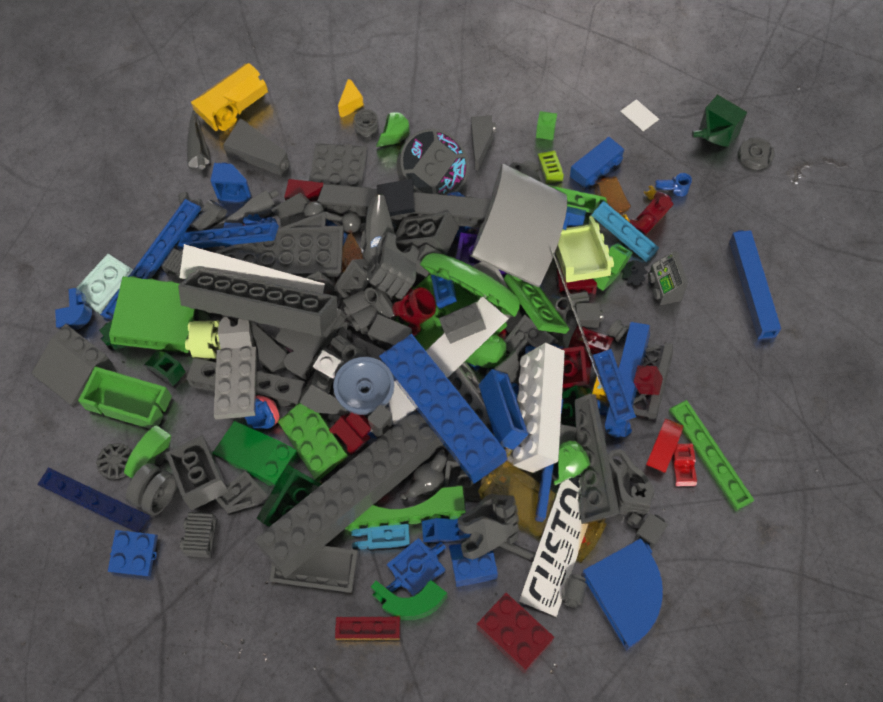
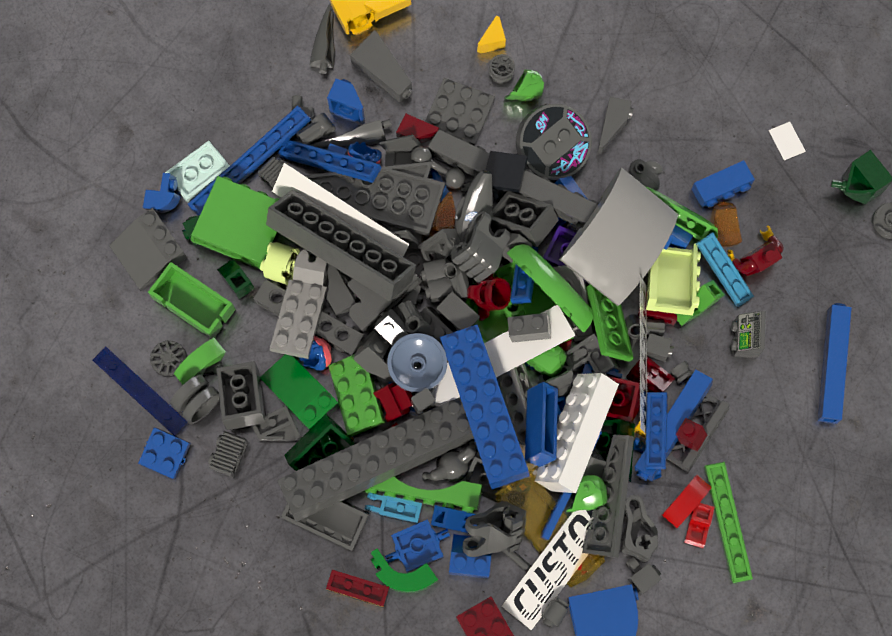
camera: 15 degrees right, 10 degrees up
(546, 125) = (684, 127): bright green brick -> none
(550, 177) = (674, 187): lime slope -> none
(634, 272) = (720, 314): black piece -> none
(675, 184) = (791, 231): blue axle -> none

